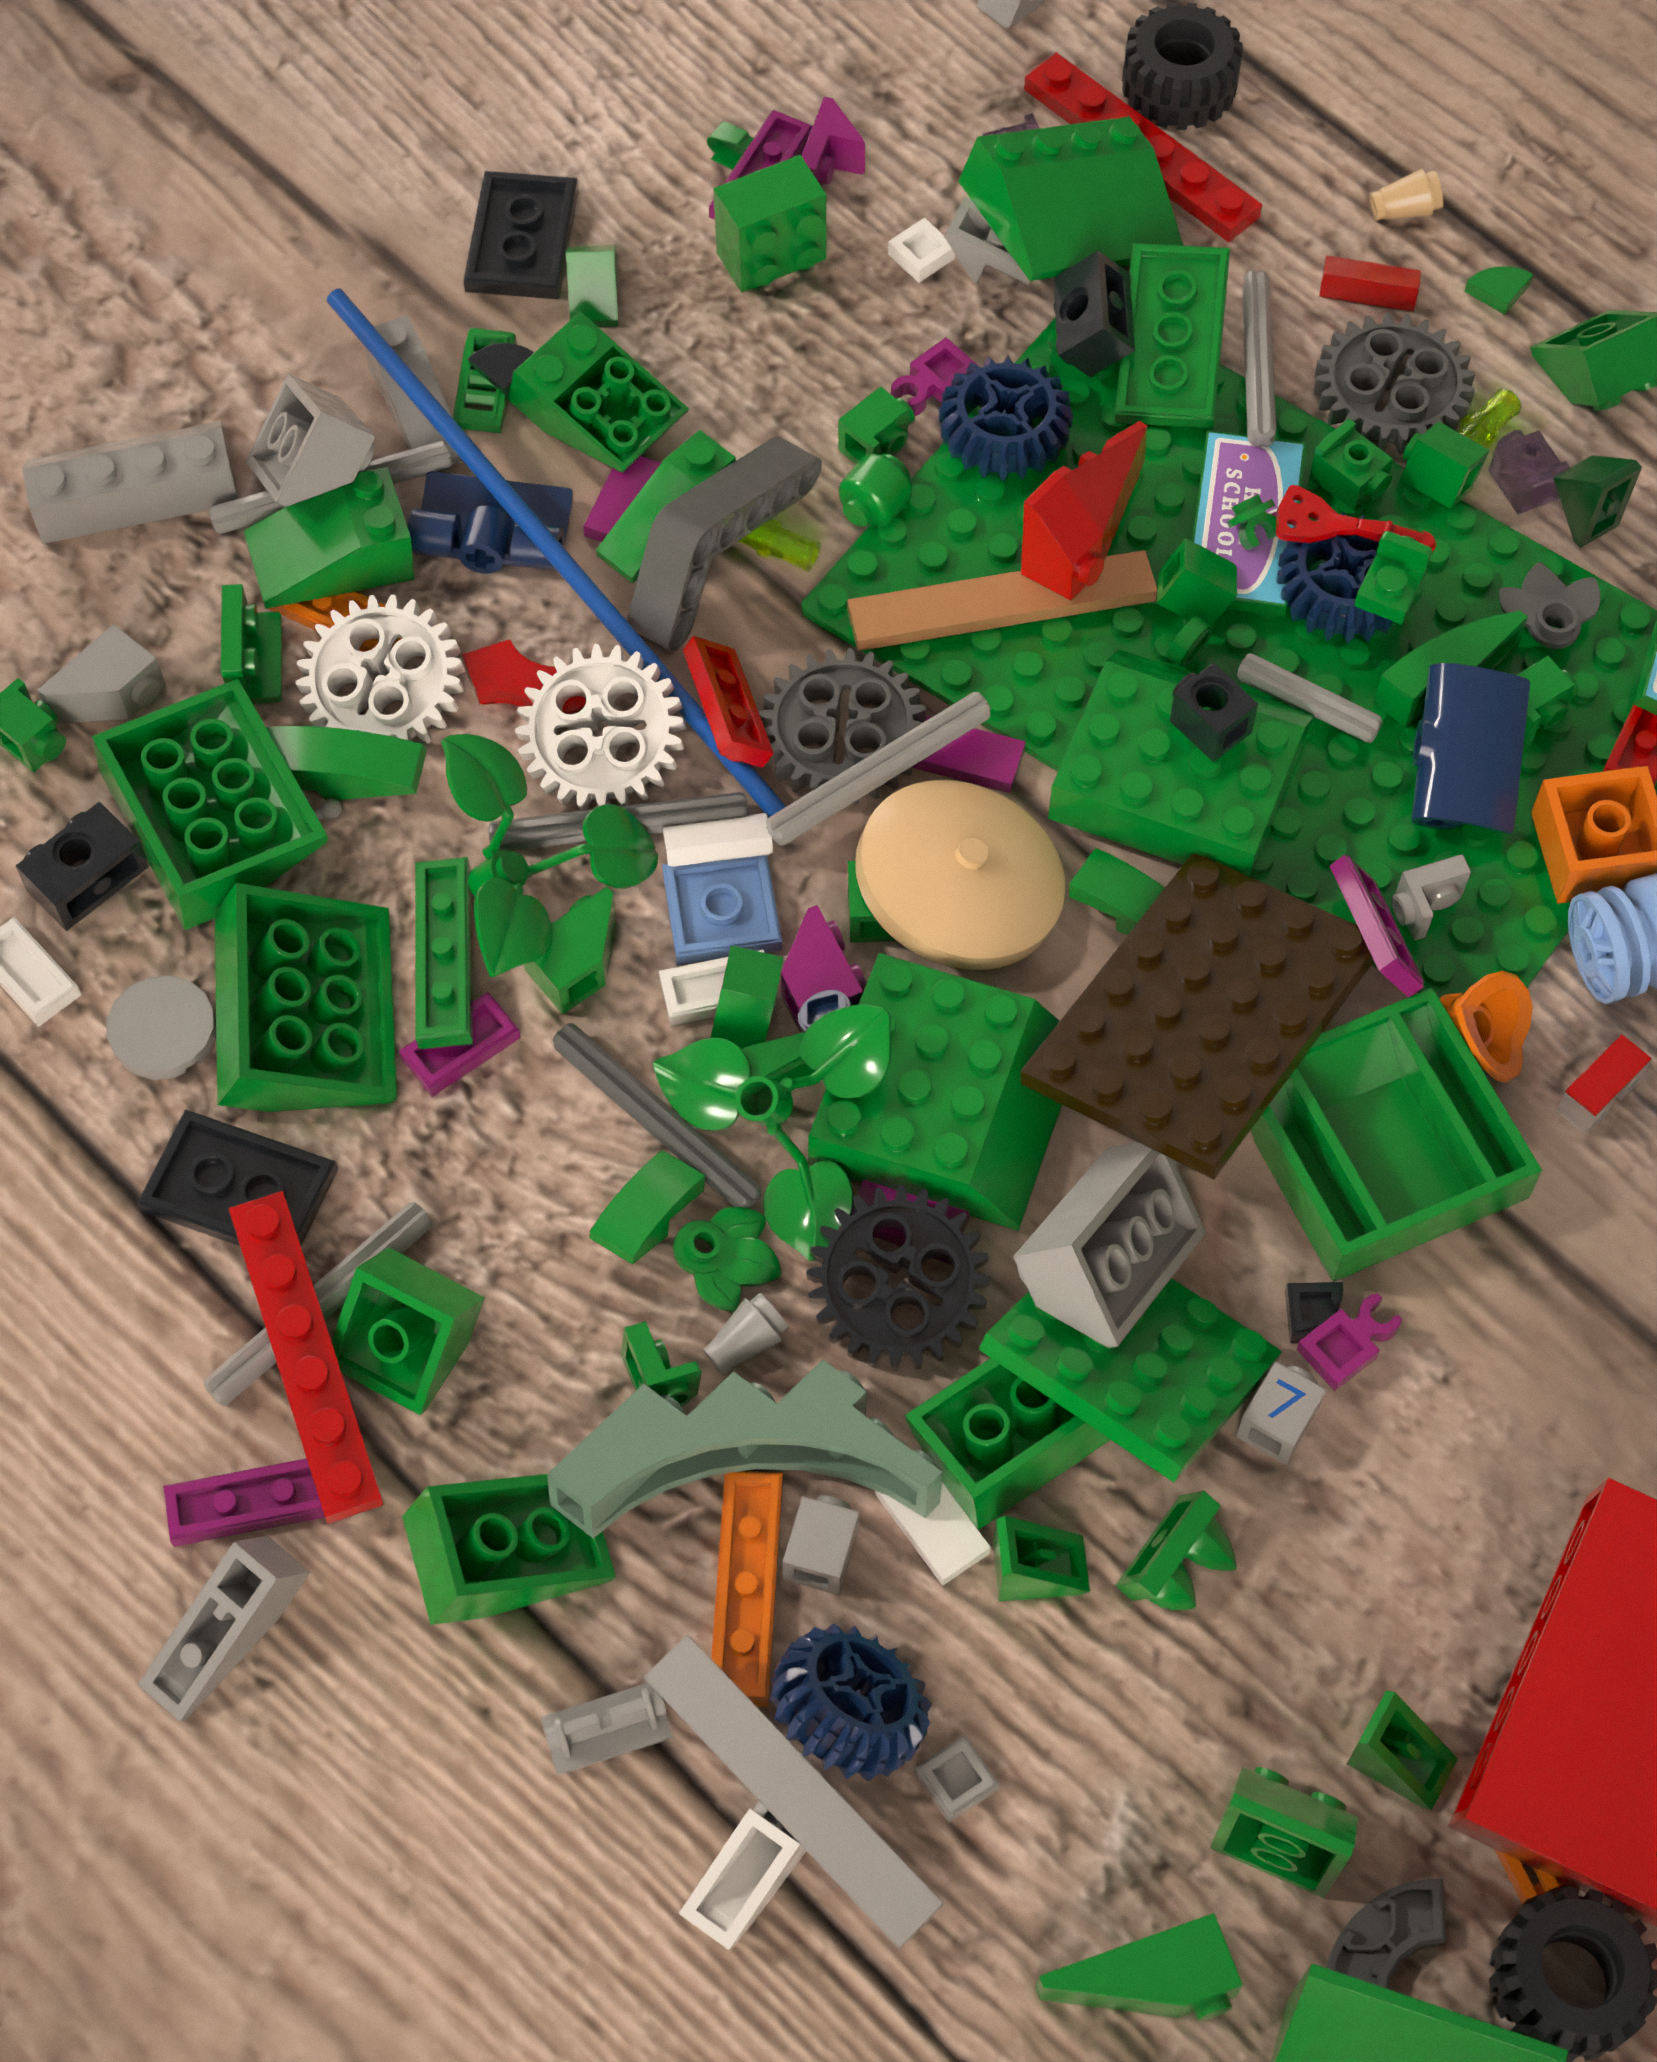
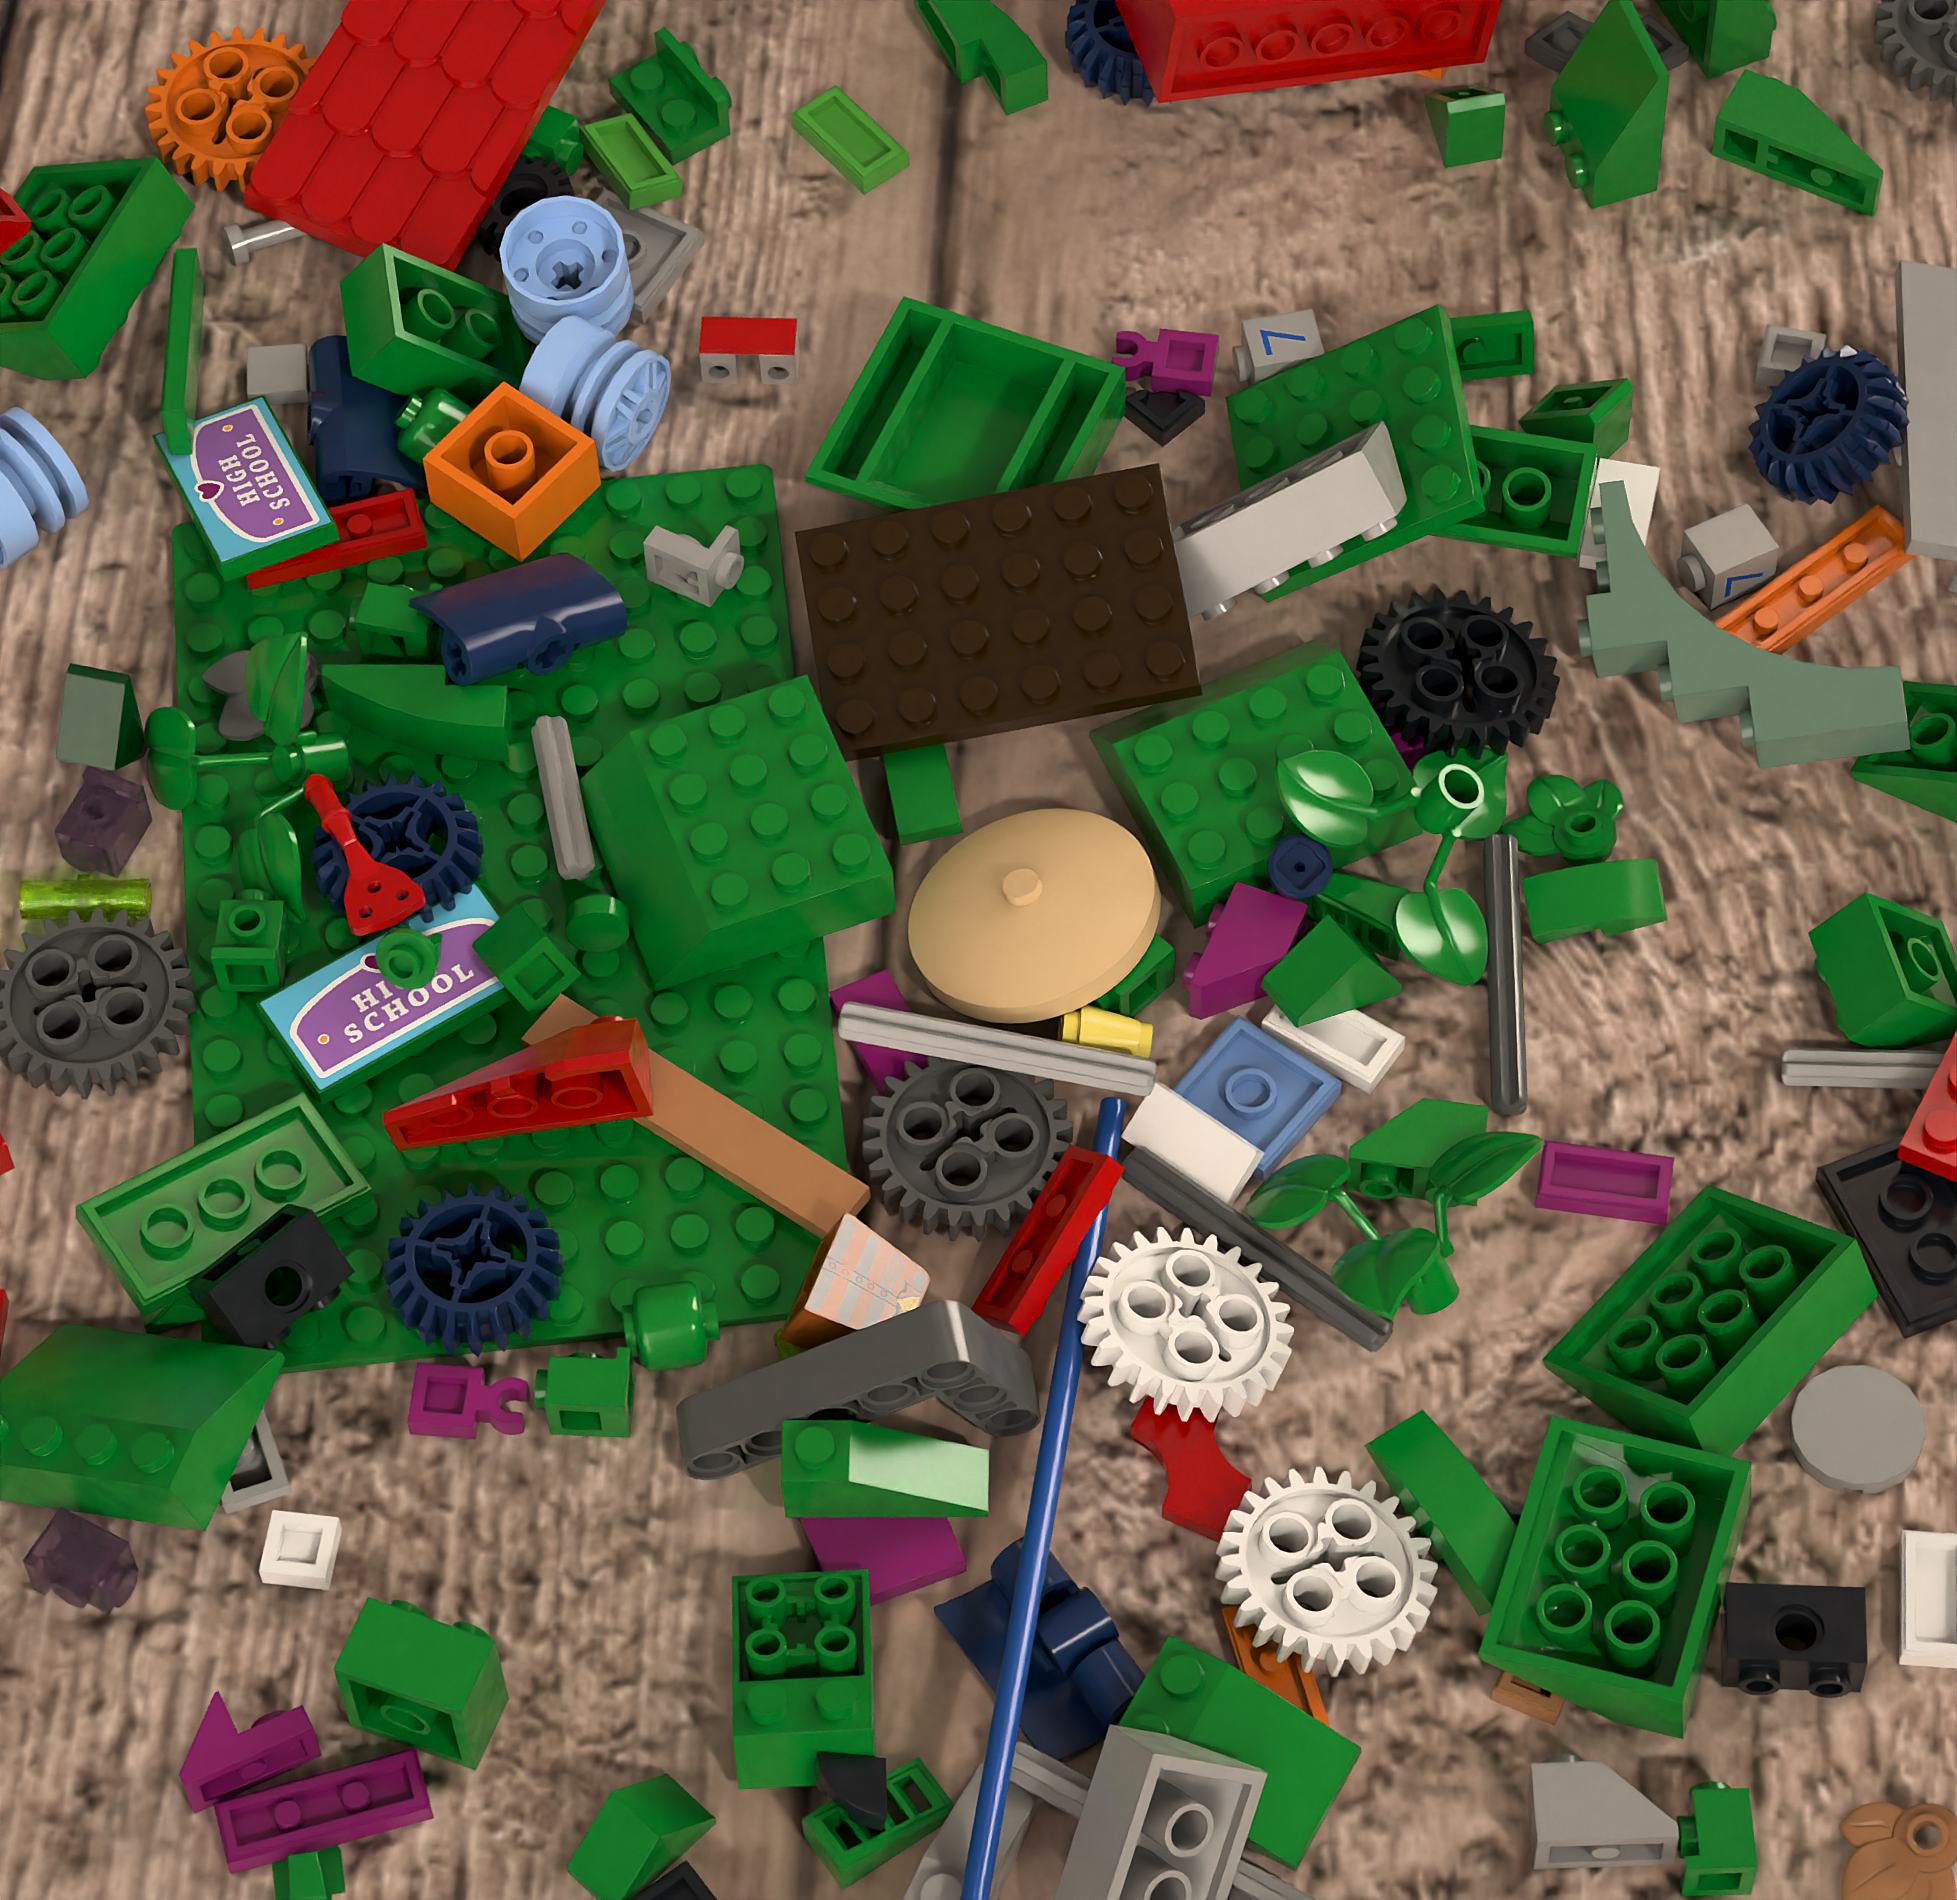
camera: 130 degrees left, 5 degrees down
(251, 646) = (1423, 1715): green bracket -> none
(443, 954) = (1539, 1261): green tile -> none
(650, 1365) = (1726, 774): green bracket -> none
(746, 1333) = (1619, 745): light grey cone -> none
(785, 580) = (852, 1285): none -> torso
(831, 860) = (1105, 1031): none -> light yellow cone
(1212, 730) = (701, 749): black brick -> none
(1259, 359) = (178, 1119): light grey axle -> none
(1377, 925) = (781, 553): magenta tile -> none
(1394, 577) = (392, 775): green bracket -> none
(1443, 464) = (175, 873): green brick -> none
(1467, 572) = (274, 695): none -> green plant
(1493, 1022) = (786, 450): orange helmet -> none

